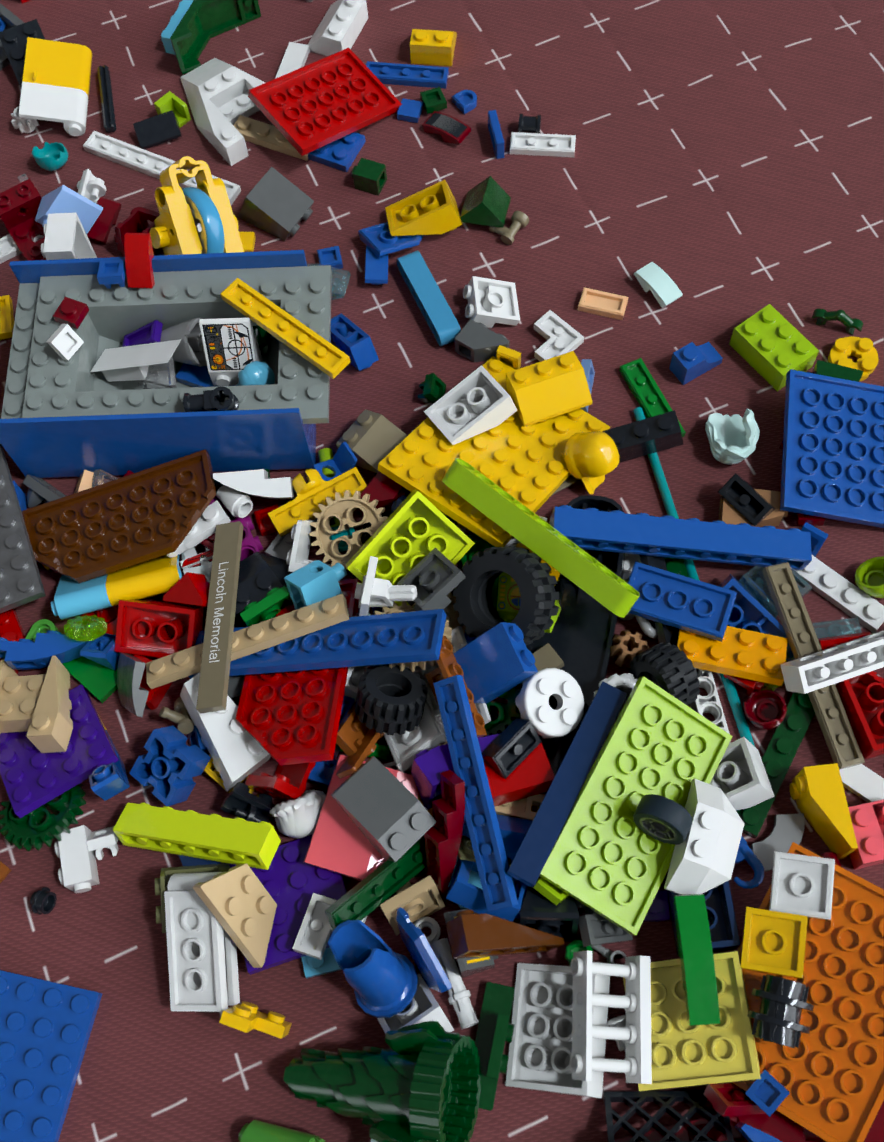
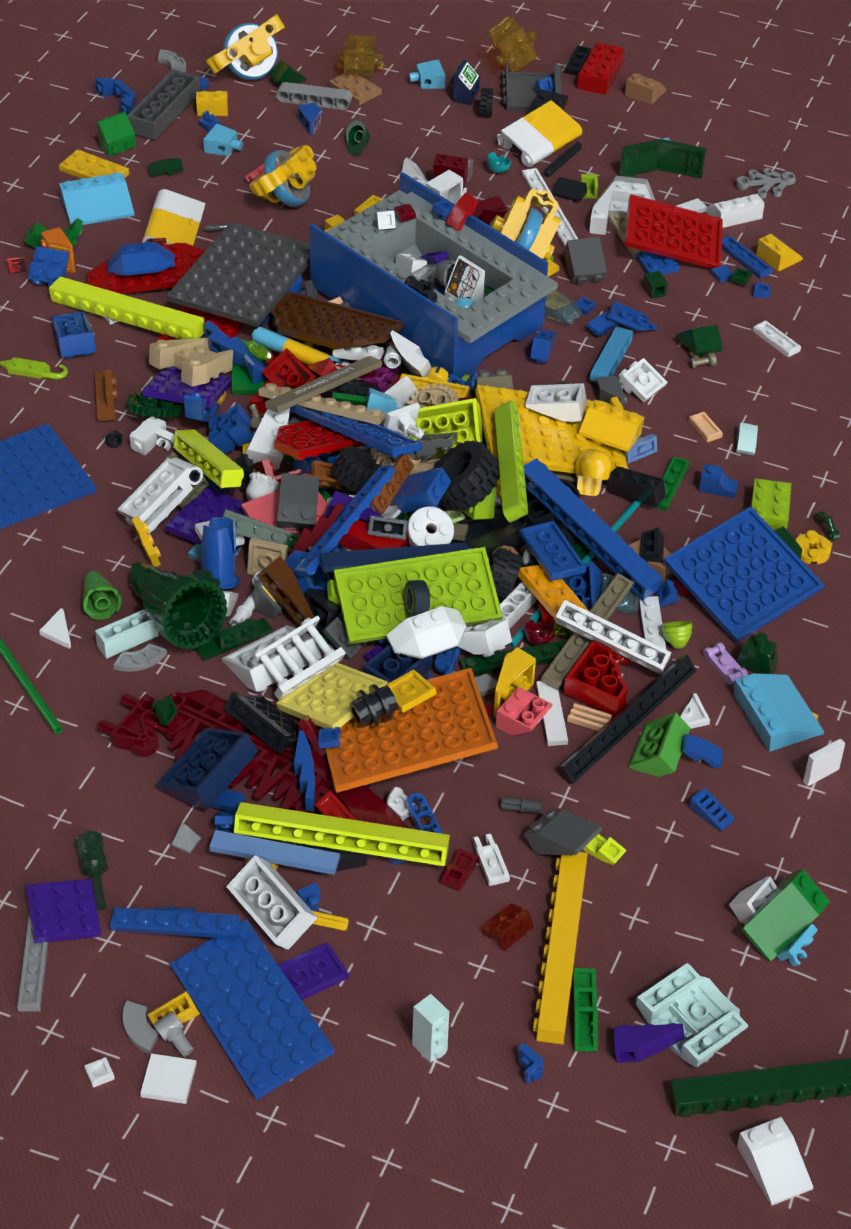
camera: 40 degrees right, 20 degrees down
(68, 201) = (474, 185): light blue slope -> none
(91, 187) = (497, 189): white hips -> none
(129, 677) = (249, 391): dark grey slope -> none
(136, 355) = (417, 258): white sticker -> none
(242, 909) = (192, 489): tan wing -> none
(285, 328) = (496, 287): yellow plate -> none
(422, 953) = (247, 573): blue tile -> none
(424, 212) = (661, 318): yellow slope -> none
(448, 127) = (731, 293): slope -> none
(496, 134) = (753, 314): blue tile -> none
(529, 123) = (781, 323): black bush -> none
(559, 335) = (658, 421): white plate -> none
(696, 959) = (364, 665): green slope -> none
(732, 436) = (686, 522): light aqua hair -> none
(802, 885) = (452, 682): white tile -> none

